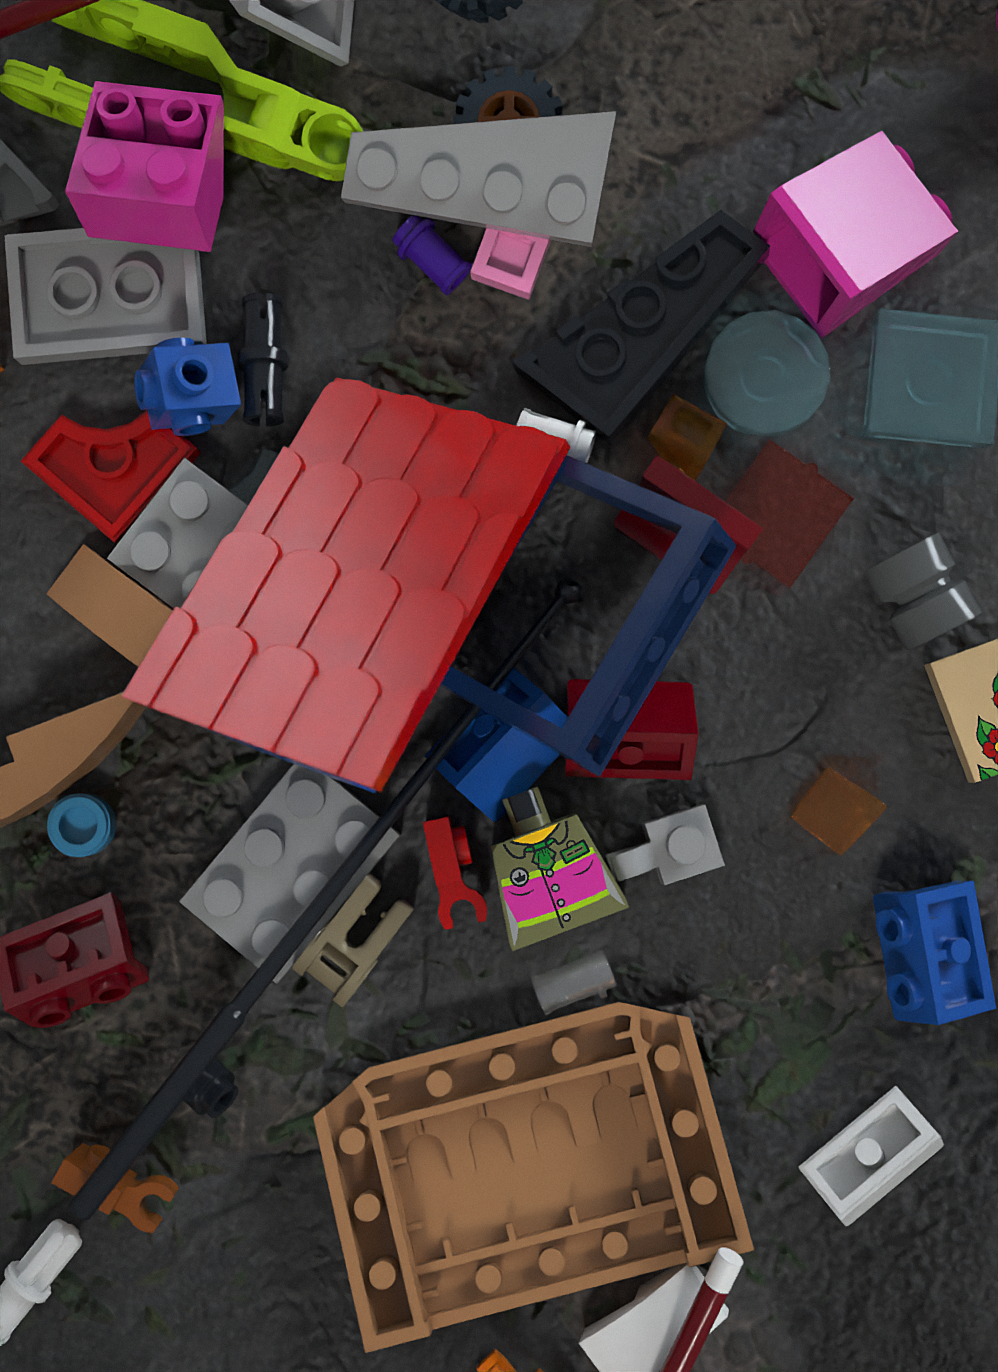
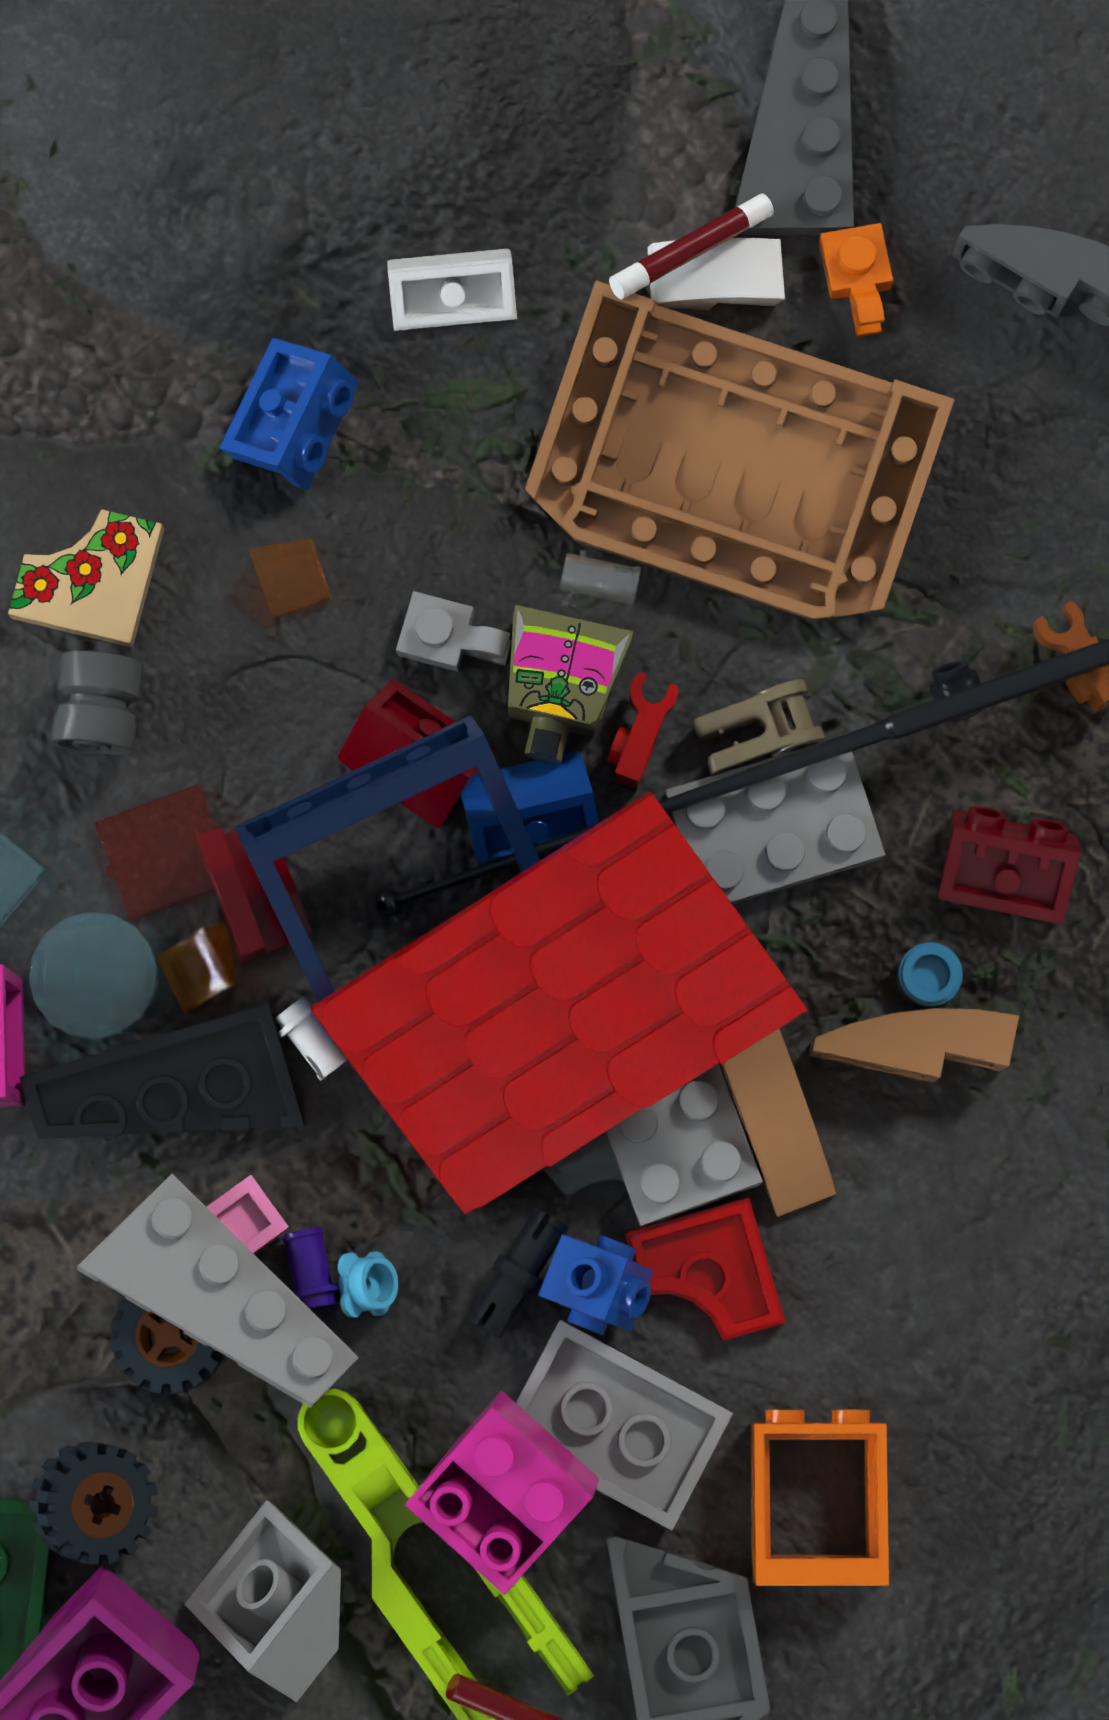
camera: 150 degrees left, 5 degrees down
(378, 271) = (366, 1284): none -> medium azure plate

